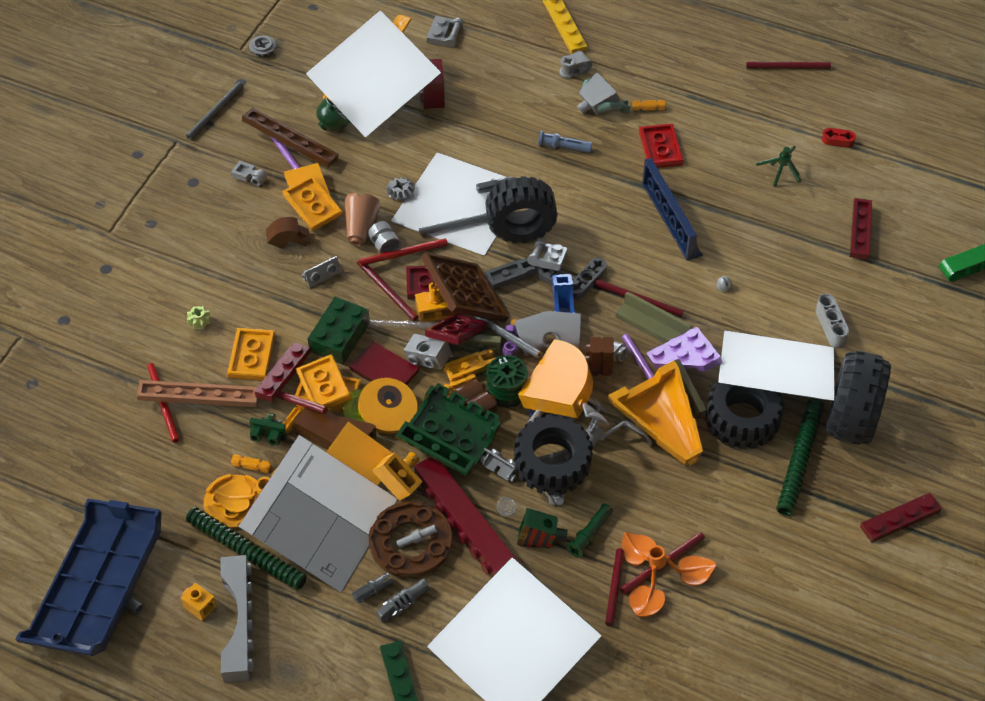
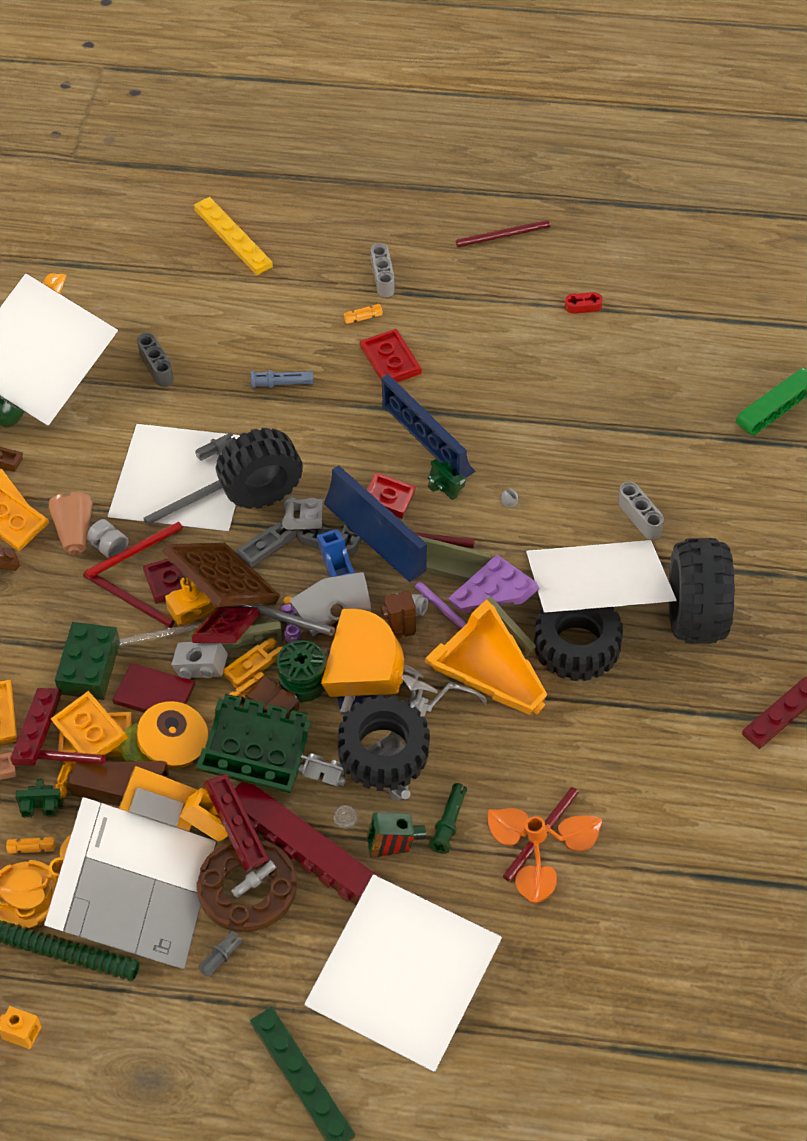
camera: 15 degrees left, 0 degrees up
(236, 656) = (84, 1081): light grey arch -> none
(322, 272) = (45, 597): light grey hinge -> none
(355, 458) = (156, 807): none -> light grey tile
(396, 193) = (105, 482): light grey gear -> none
(402, 601) = (259, 960): dark grey hinge -> none
(415, 487) = (236, 822): none -> dark red tile
(433, 93) = (114, 356): dark red brick -> none
(440, 28) = (96, 280): light grey plate -> none
(467, 104) = (155, 359): none -> dark grey beam
(575, 64) = (265, 286): light grey piece -> none
(600, 97) = (306, 317): light grey torso -> none
(603, 279) = (376, 525): none -> dark blue arch
(613, 595) = (496, 876): dark red bar -> none
(622, 257) = (392, 493): none -> red plate
(672, 255) = (443, 480): none -> dark green hips
(676, 73) = (382, 270): none -> light grey beam
(784, 160) = (534, 342): dark green plant -> none
(800, 457) = (654, 674): dark green piece -> none
(861, 228) = (639, 399): dark red plate -> none

